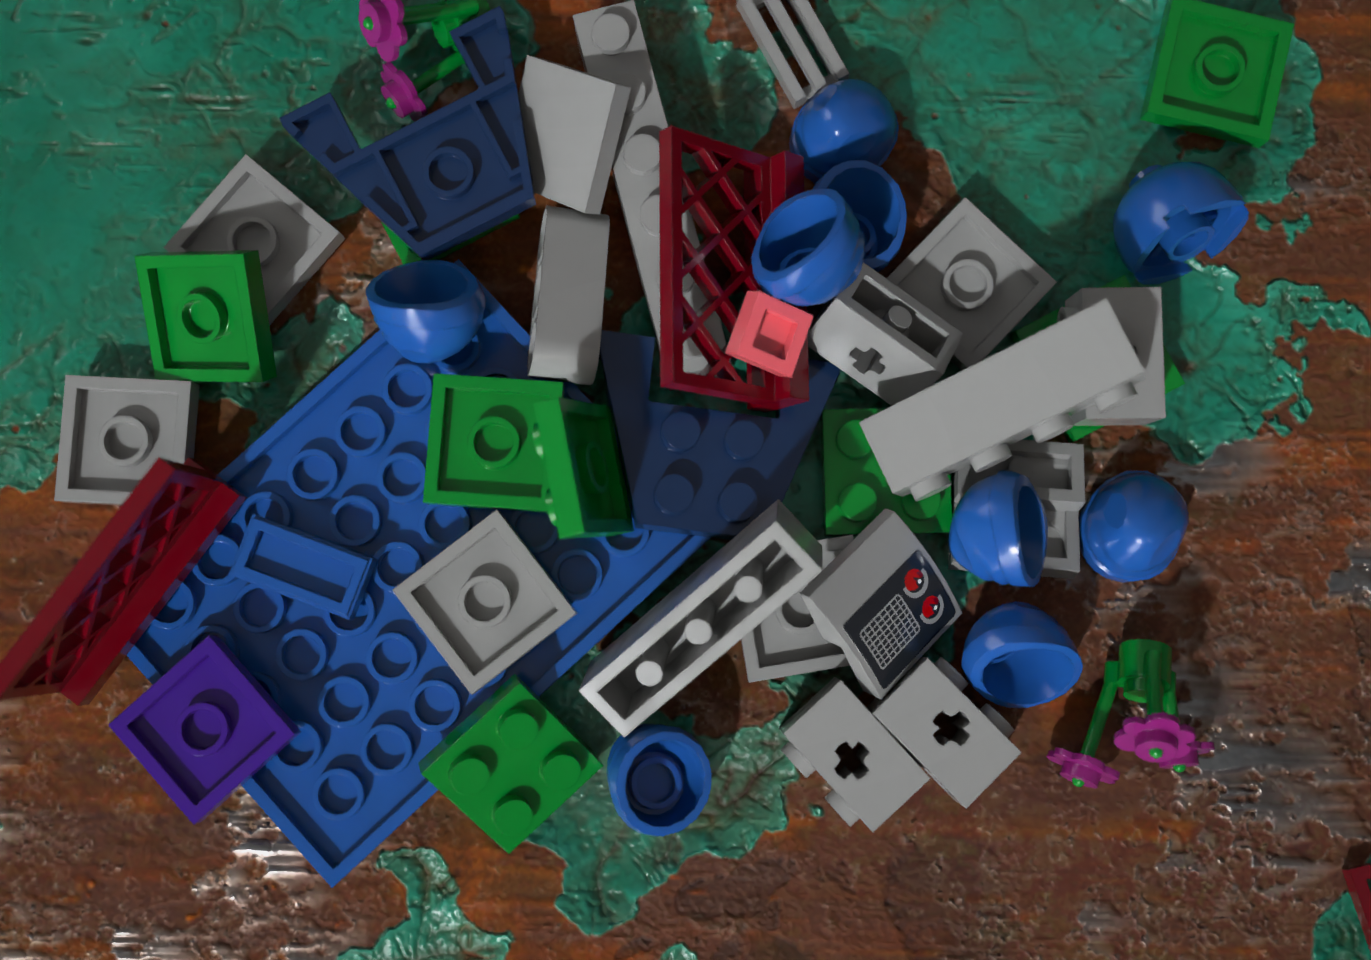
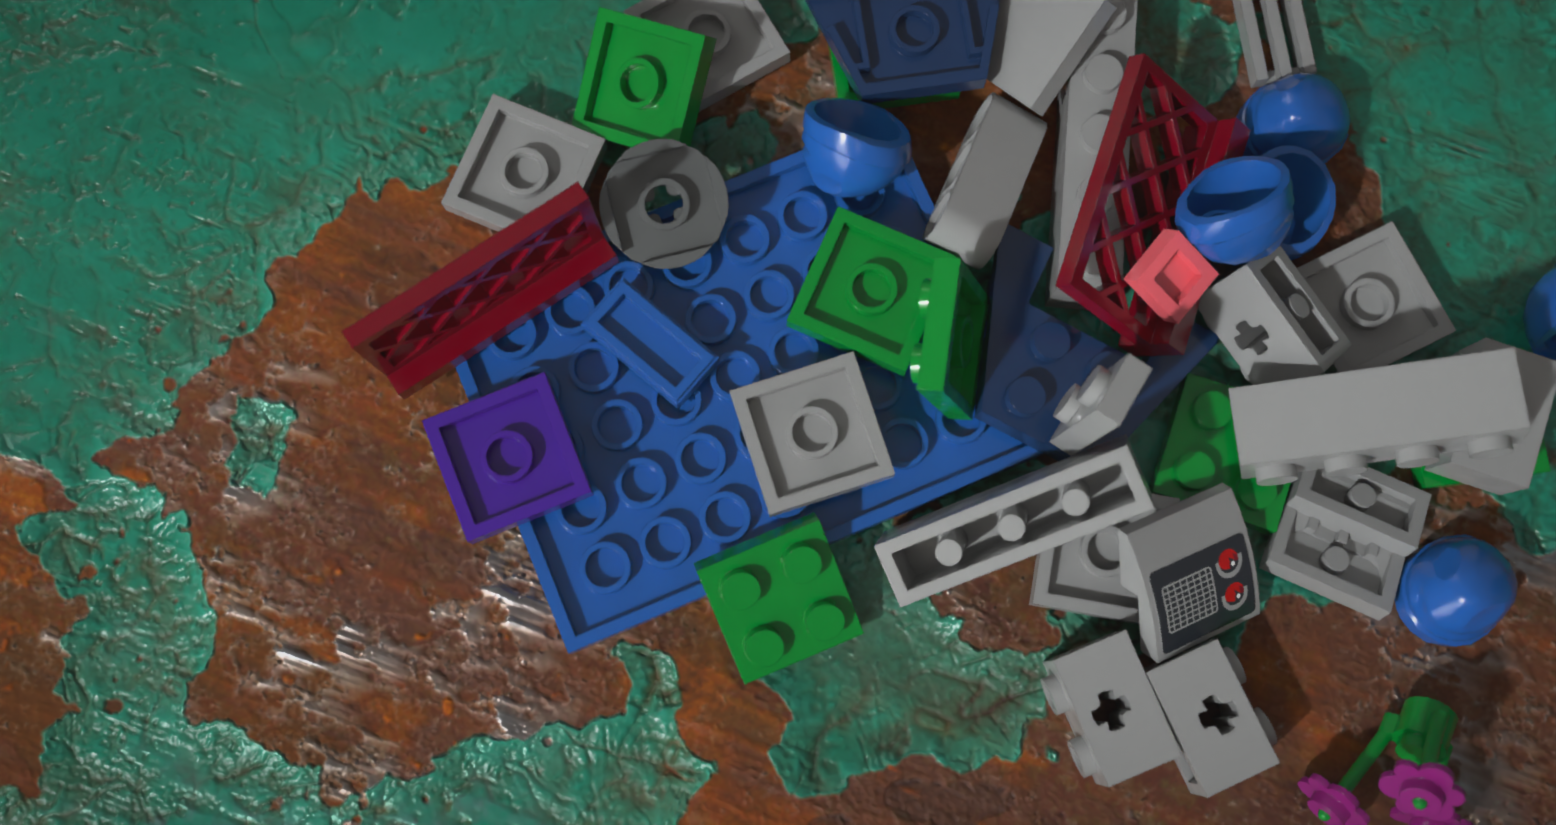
camera: 20 degrees right, 5 degrees down
(260, 468) = (683, 173): none -> dark grey plate
(658, 779) = (917, 661): blue hat -> none
(738, 486) = (1099, 404): none -> light grey plate
(1001, 530) = (1328, 541): blue hat -> none
(1020, 656) = (1307, 673): blue hat -> none

